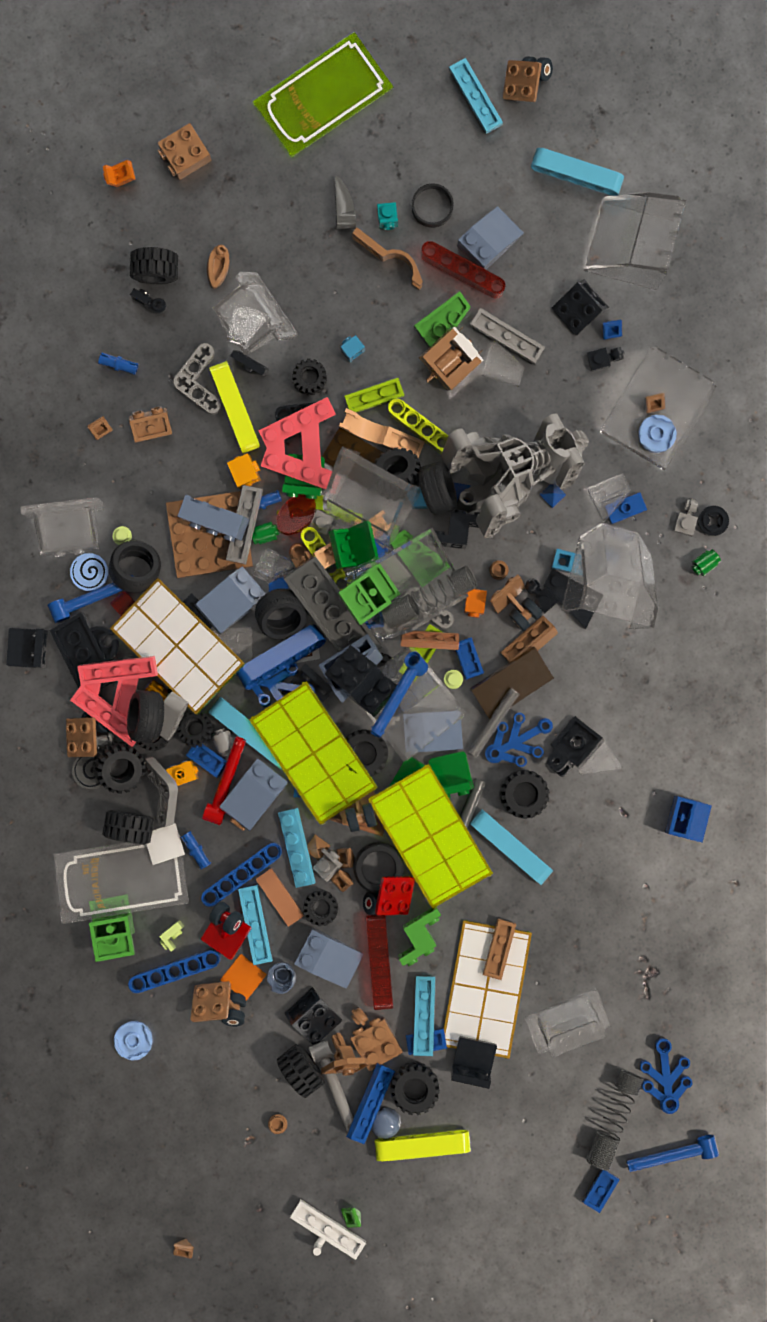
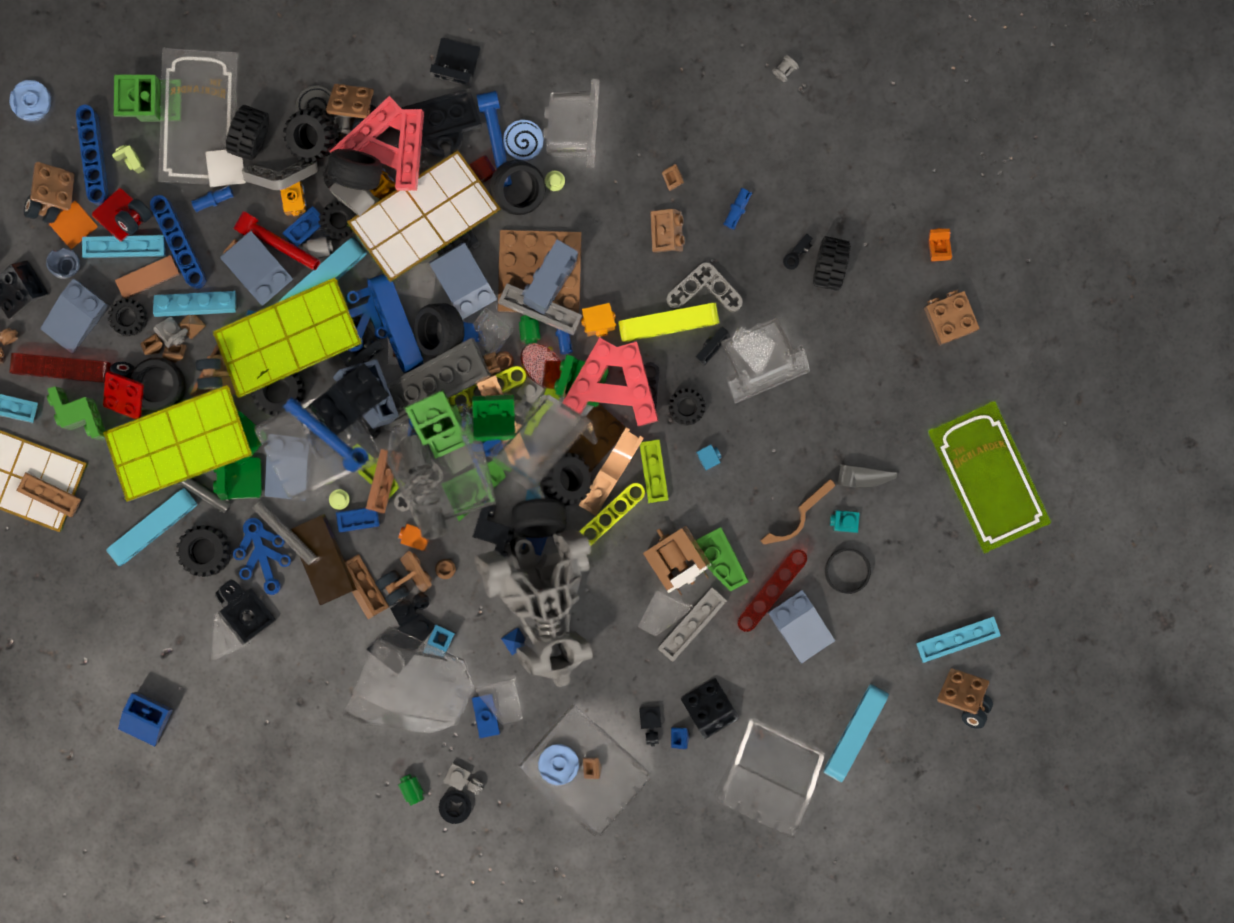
camera: 110 degrees right, 0 degrees up
(217, 266) = (823, 331): medium nougat arm -> none

